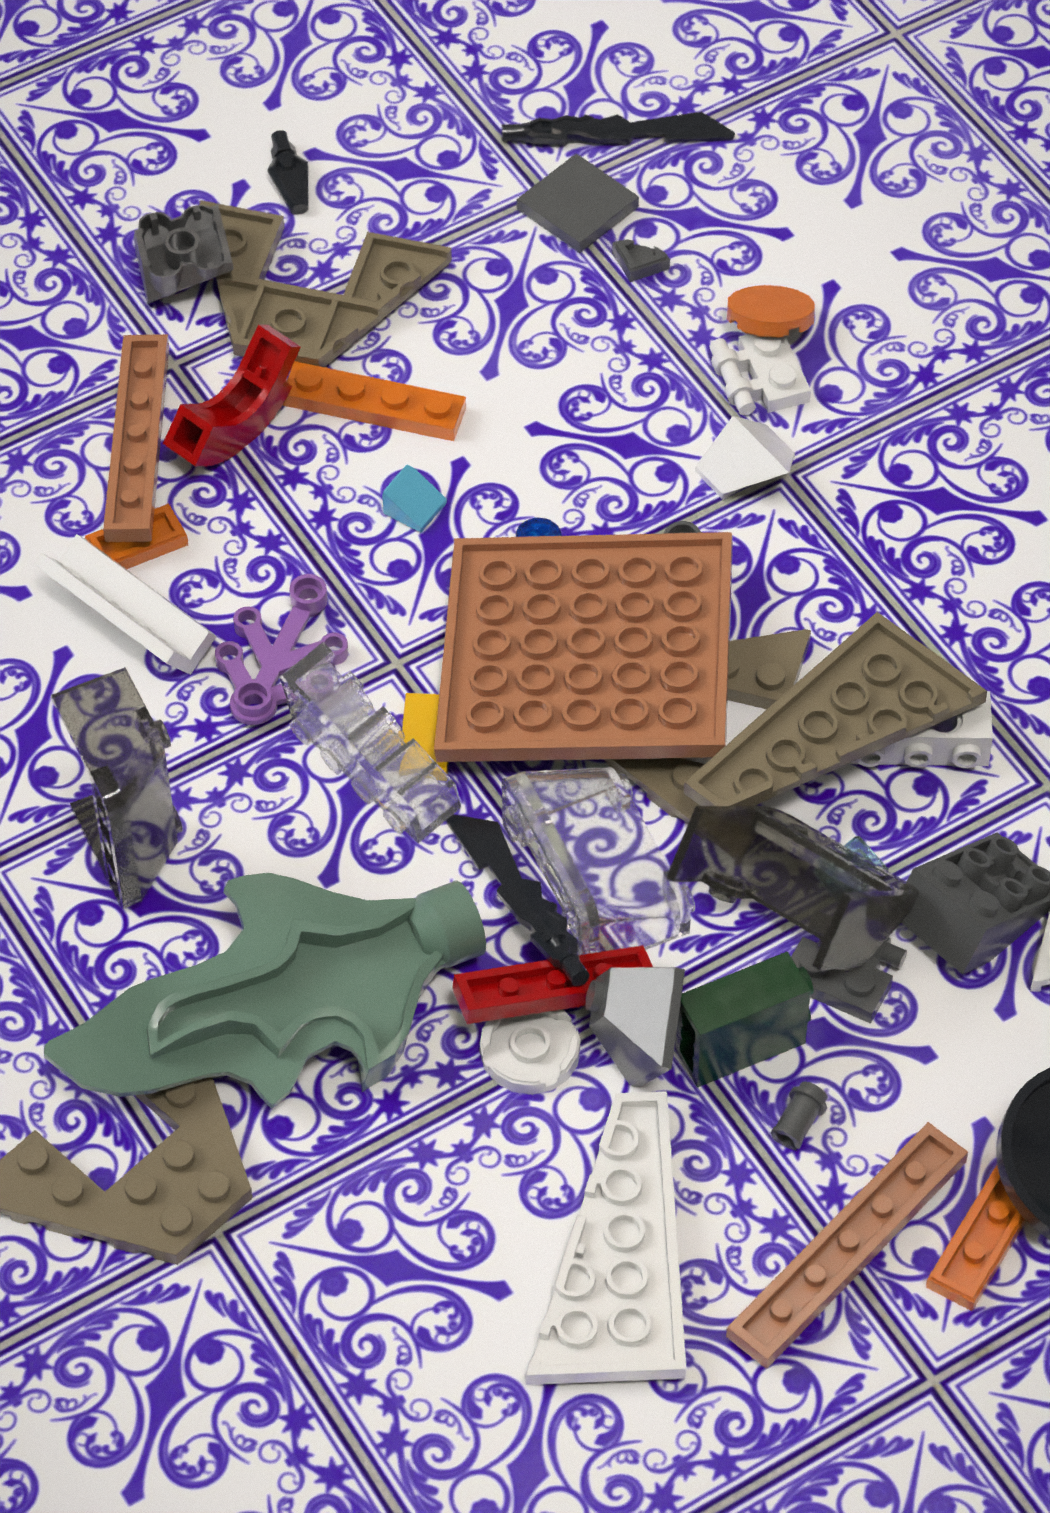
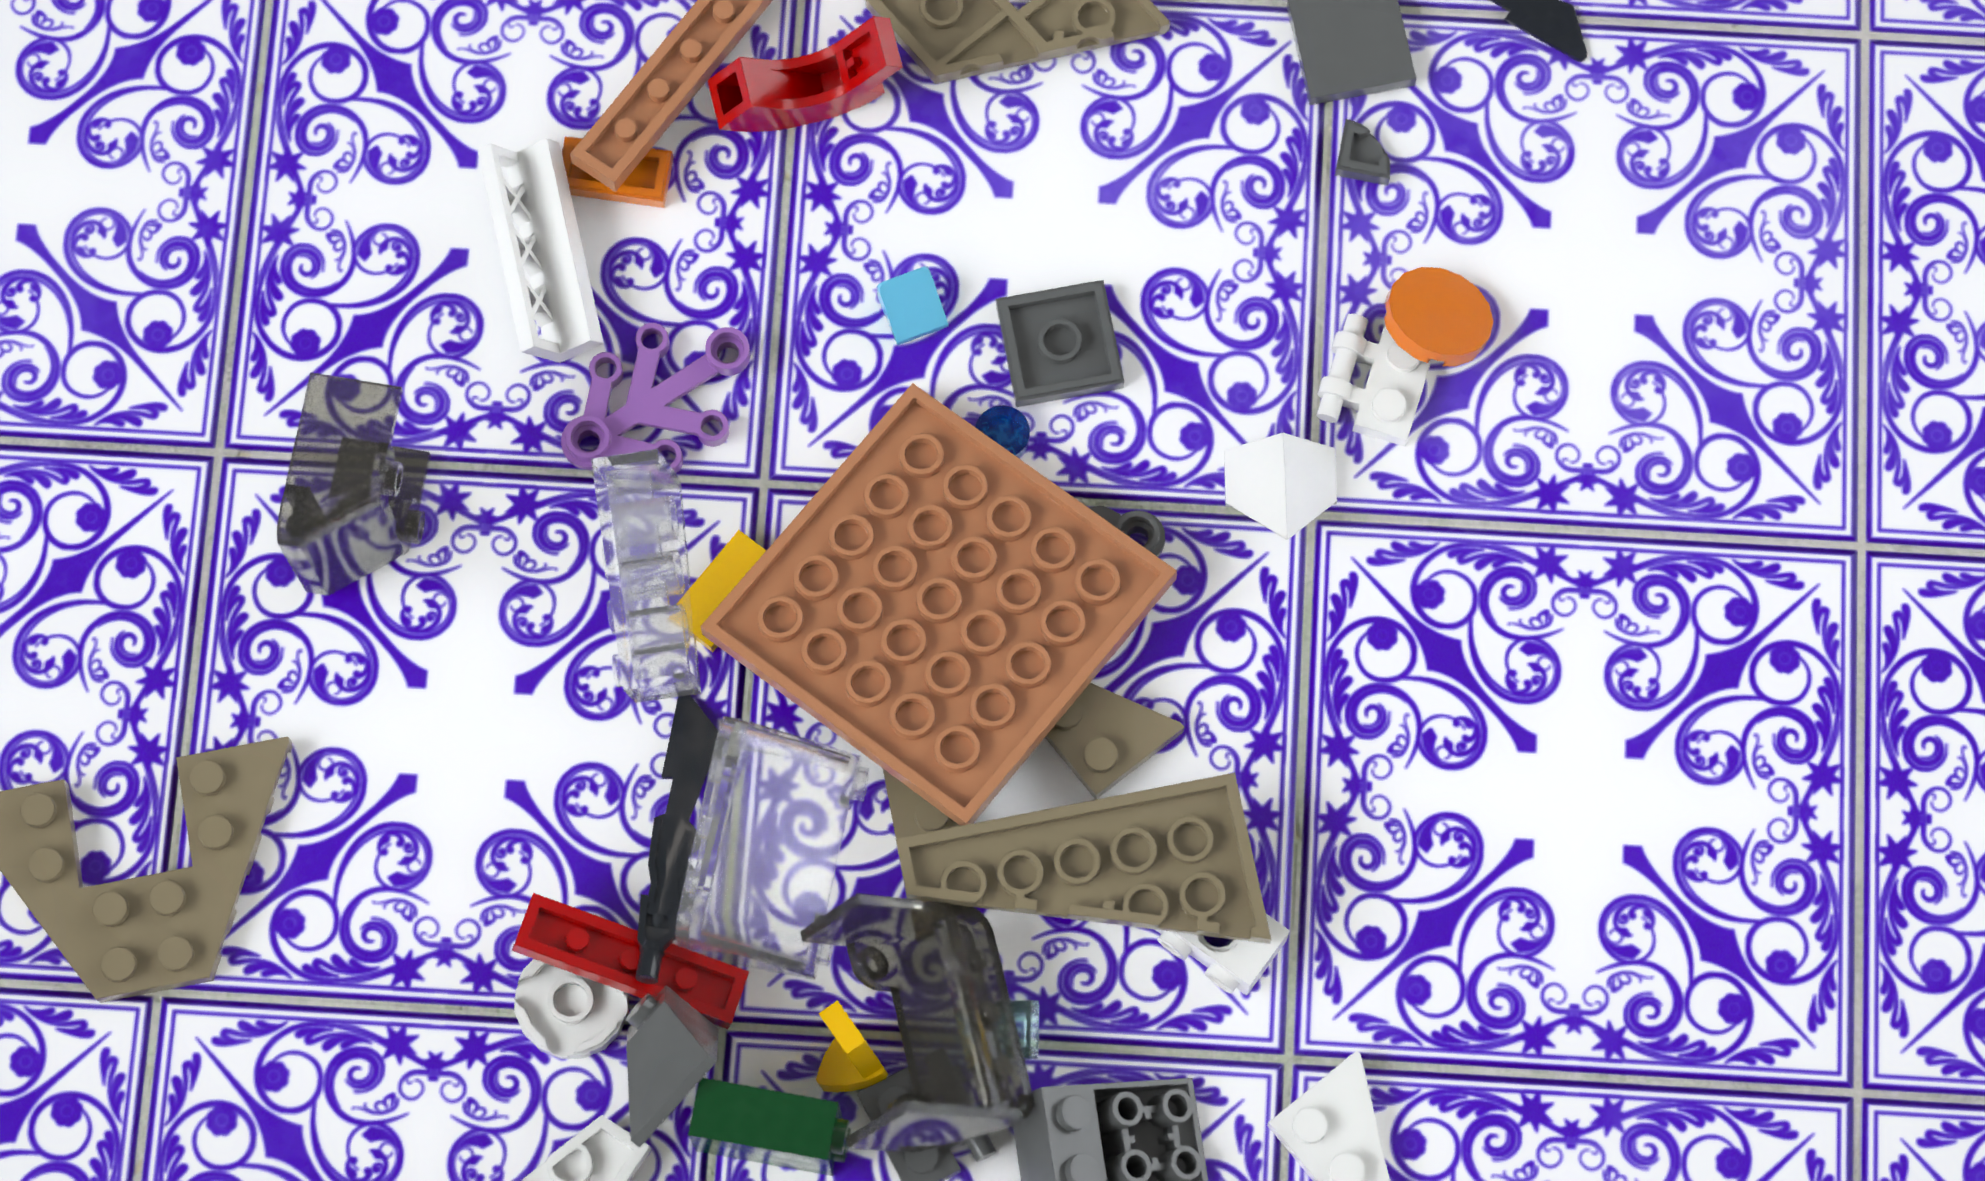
camera: 35 degrees right, 20 degrees up
(290, 985) = (380, 801): sand green piece -> none
(375, 401) = (964, 157): orange plate -> none
(532, 468) = (1059, 343): none -> dark grey tile
(753, 937) = (849, 1060): none -> yellow tile

